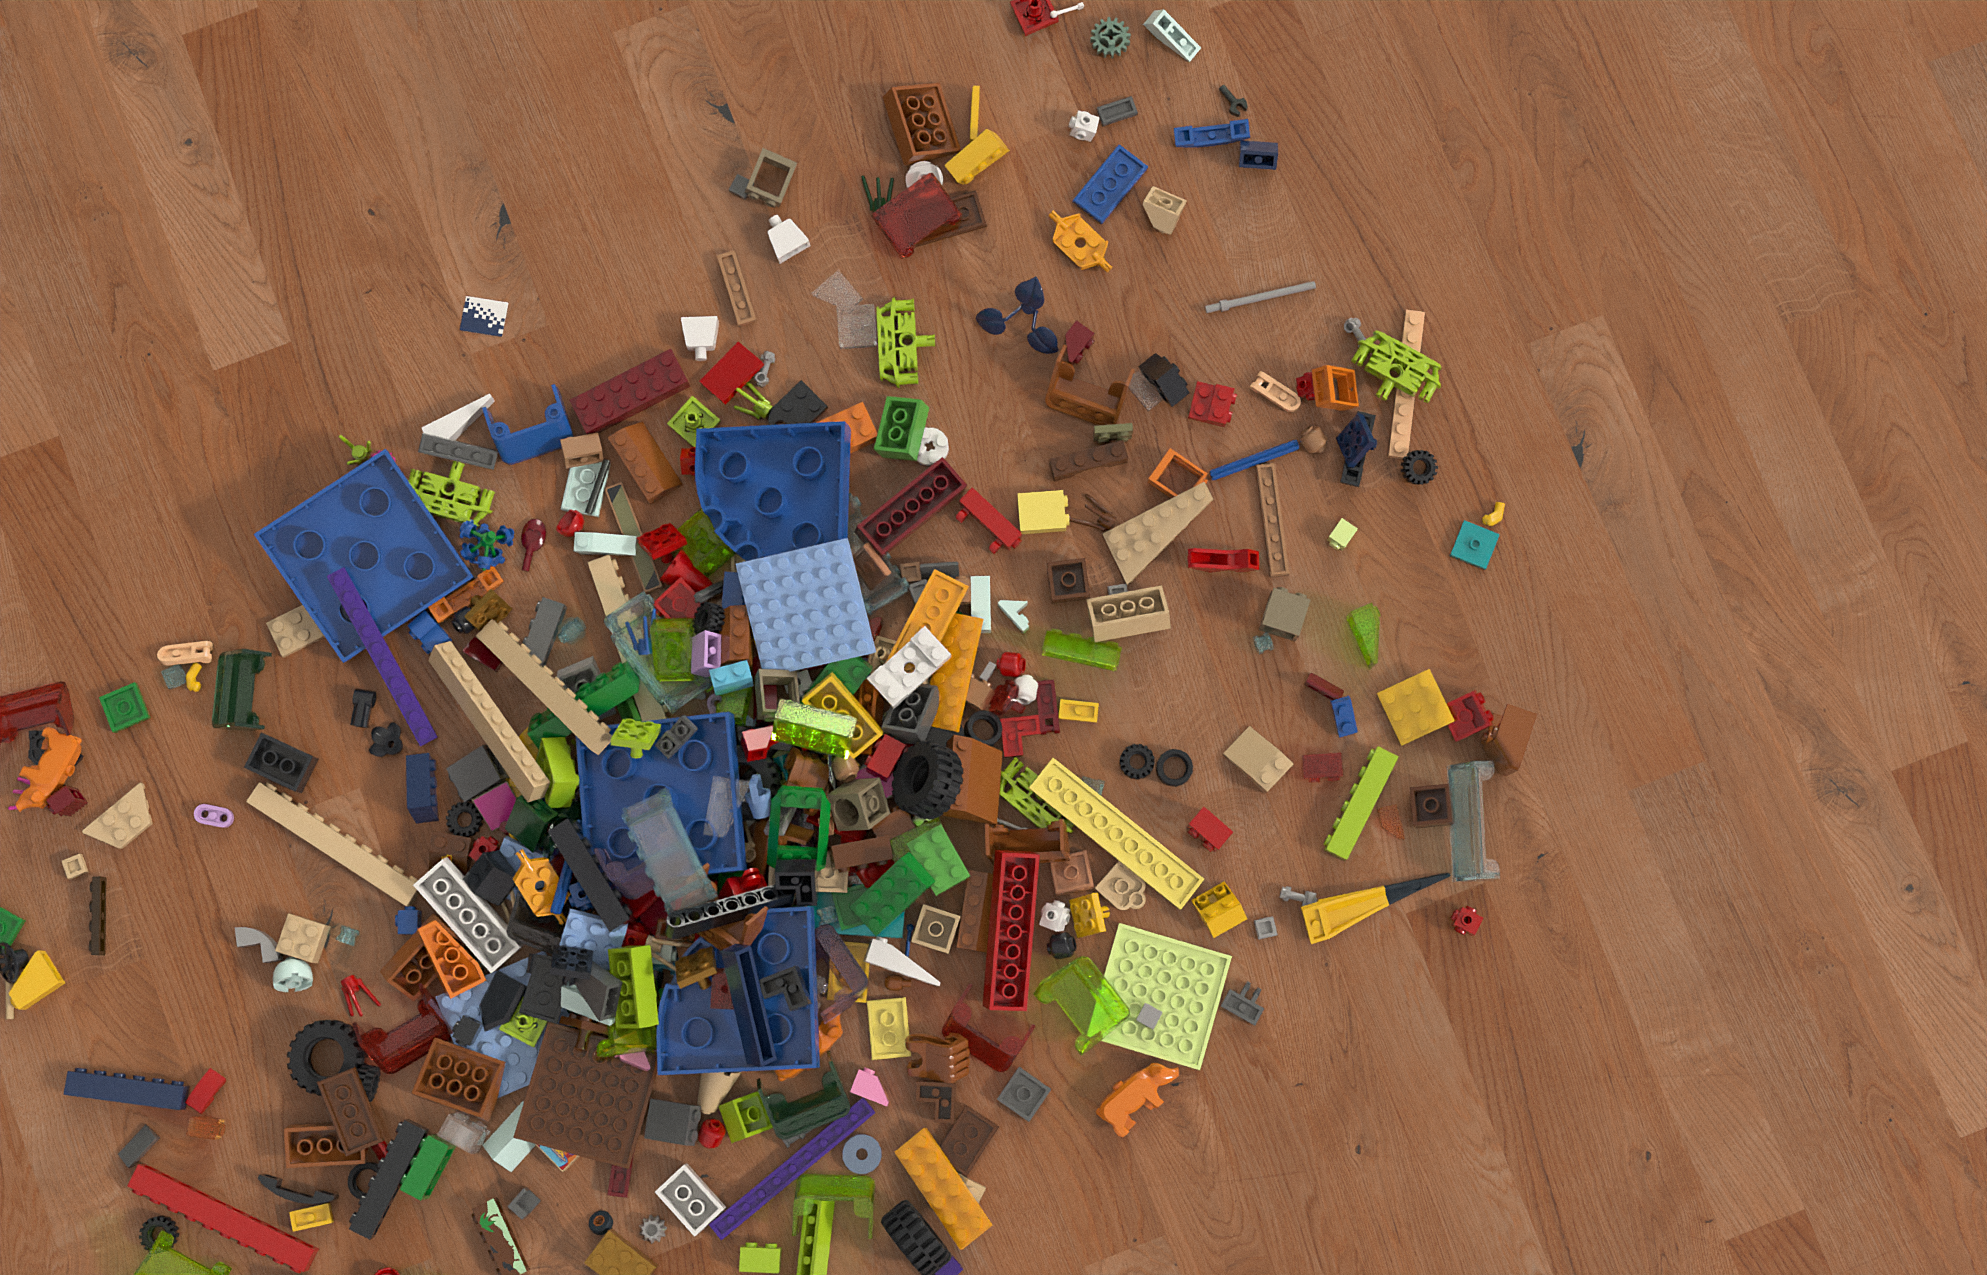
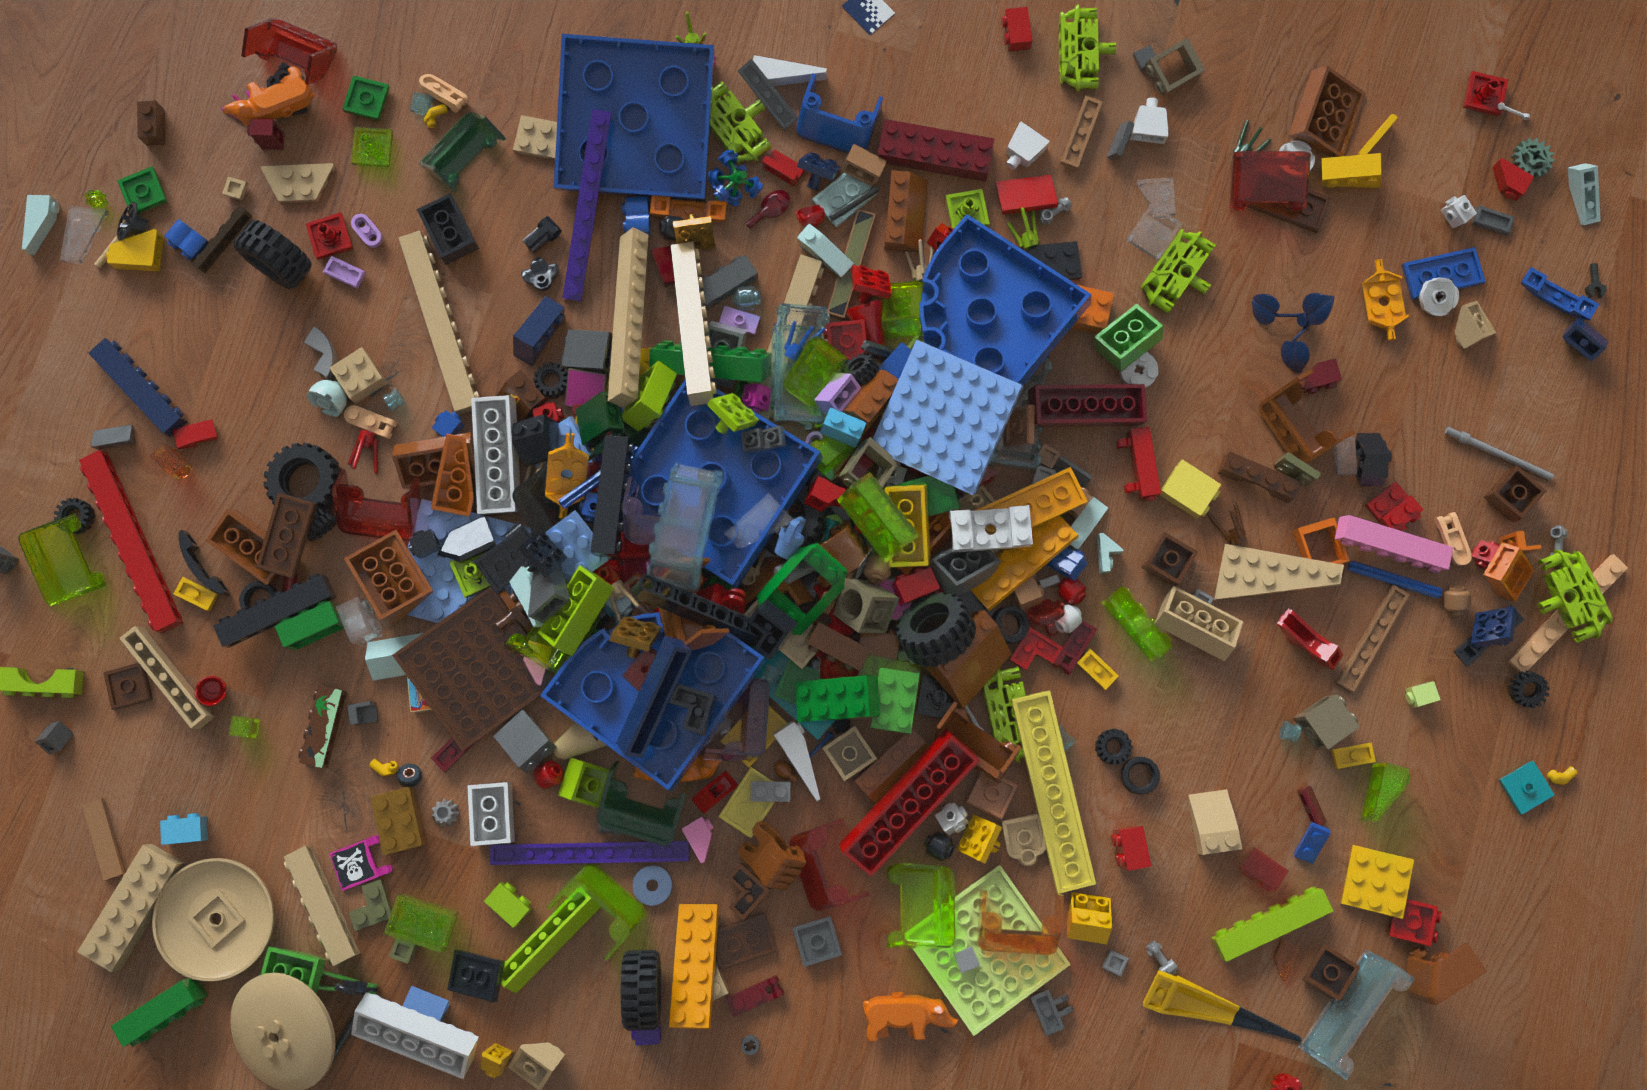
camera: 35 degrees right, 0 degrees up
(68, 939) = (186, 239): none -> blue brick
(155, 895) = (272, 254): none -> black tyre
(163, 744) = (372, 148): none -> clear neon green plate
(180, 840) = (327, 230): none -> red plate
(222, 864) = (344, 272): none -> lavender plate
(341, 968) = (369, 421): none -> light nougat plate
(517, 500) = (782, 167): none -> red panel
(547, 480) = (818, 168): none -> dark blue plate
(577, 1234) = (384, 769): none -> yellow arm
(579, 652) = (740, 319): none -> lavender plate
(619, 241) = (1017, 28): none -> red brick
(643, 706) = (756, 397): none -> dark pink brick
(674, 227) = (1068, 48): none -> lime piece
(694, 499) = (921, 269): none -> tan plant
(773, 271) = (1120, 140): none -> dark grey tile
(854, 1043) = (714, 792): none -> red slope
(897, 1007) = (770, 791): none -> light grey plate
(912, 912) = (841, 725): none -> black plate
(967, 845) = (926, 706): none -> black plate
(992, 645) = (1069, 563): none -> blue brick
(1008, 1175) = (754, 996): none -> dark red plate
(1029, 1212) = (752, 1051): none -> dark grey bush
(1106, 67) = (1511, 179): none -> red slope
(1130, 207) = (1428, 293): none -> white plate
(1178, 969) = (995, 939): none -> clear orange windscreen
(1231, 433) = (1393, 543): none -> bright pink brick
(1295, 321) = (1515, 494): none -> reddish brown brick
(1321, 358) = (1518, 539): none -> orange panel
(1325, 623) = (1353, 755): none -> yellow plate

